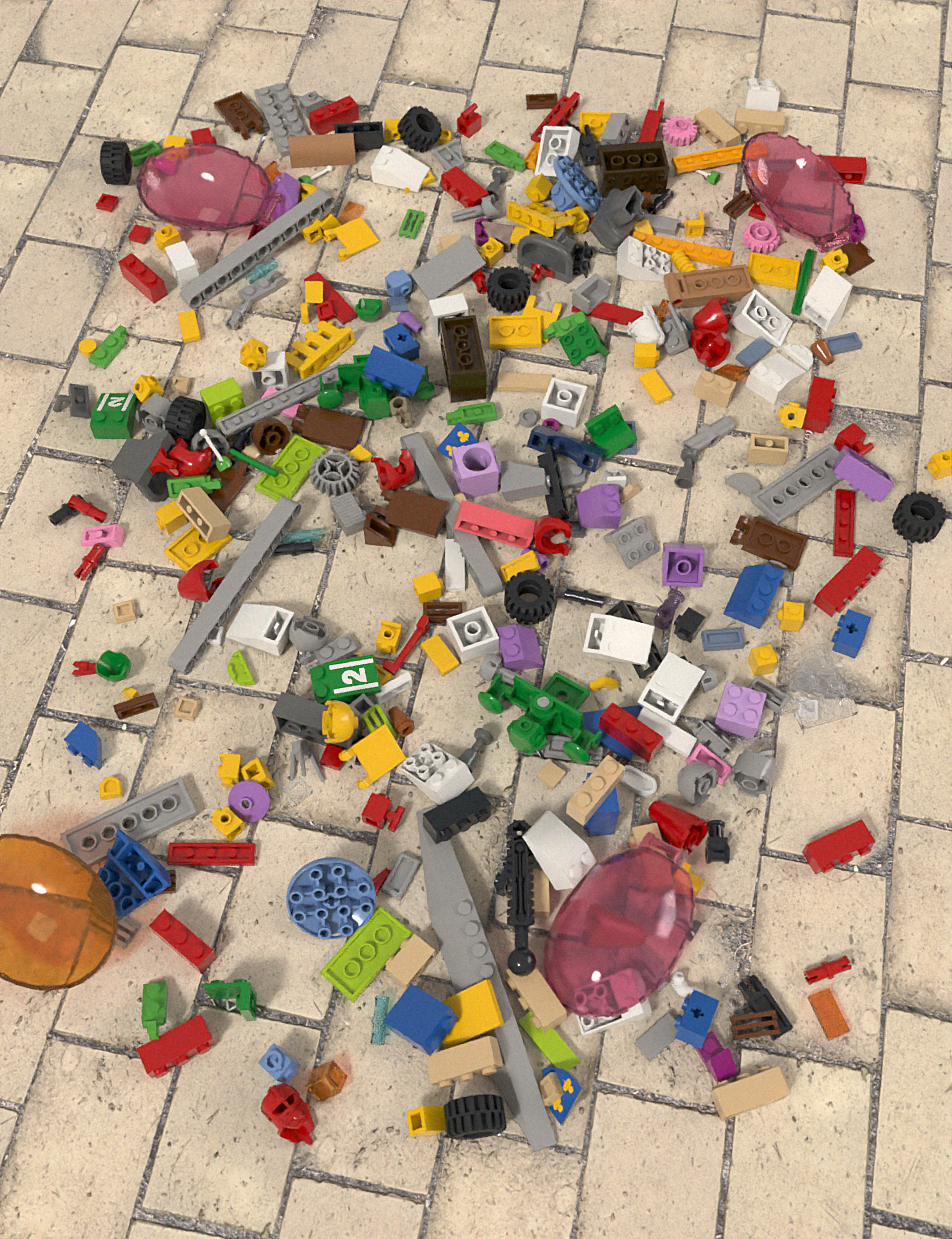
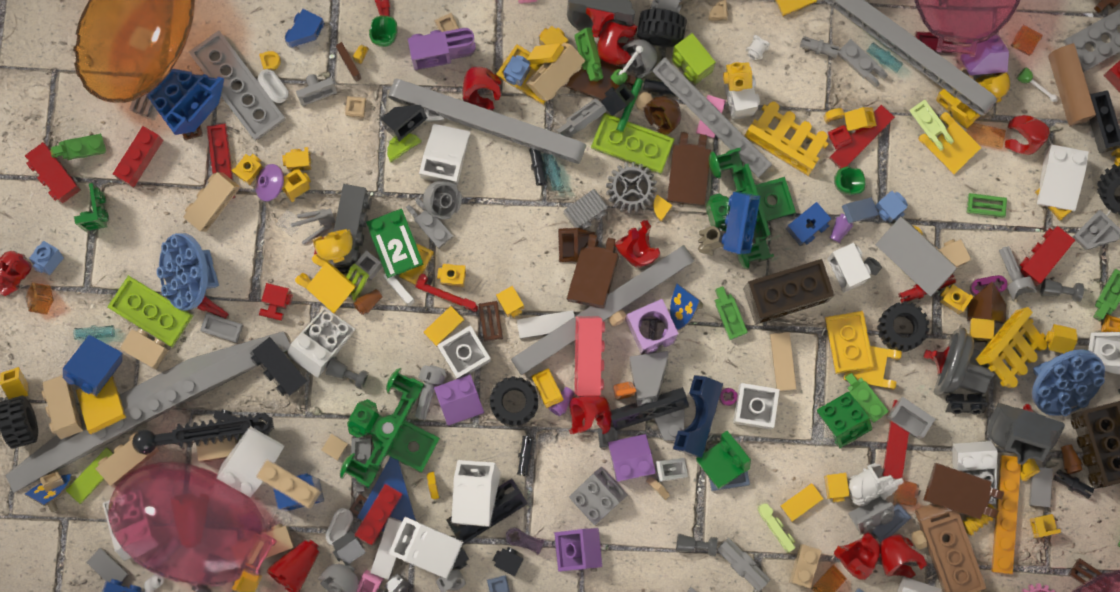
camera: 80 degrees right, 20 degrees up
(140, 786) = (273, 86): none -> white tile
(147, 614) = (440, 47): none -> medium lavender brick
(158, 743) = (315, 90): none -> light grey tile
(182, 518) = (545, 53): none -> yellow tile
(192, 547) = (517, 70): none -> medium blue brick
(215, 660) = (403, 120): none -> black slope
(226, 358) = (757, 48): none -> white brick
(246, 465) = (617, 99): none -> black brick
(254, 502) = (582, 118): none -> light grey hinge
(255, 863) = (211, 201): none -> tan brick
(331, 245) = (930, 123): none -> yellowish green hinge
(357, 175) = (1032, 129): none -> red piece
(528, 418) = (736, 372): light grey tile -> none
(531, 504) = (624, 390): none -> orange slope
(581, 220) = (1026, 383): yellow brick -> none
(661, 265) = (961, 492): none -> reddish brown tile
(661, 770) = (348, 548): none -> dark grey brick
(677, 406) = (776, 527): none -> yellowish green hinge
(696, 305) = (919, 539): none -> tan tile

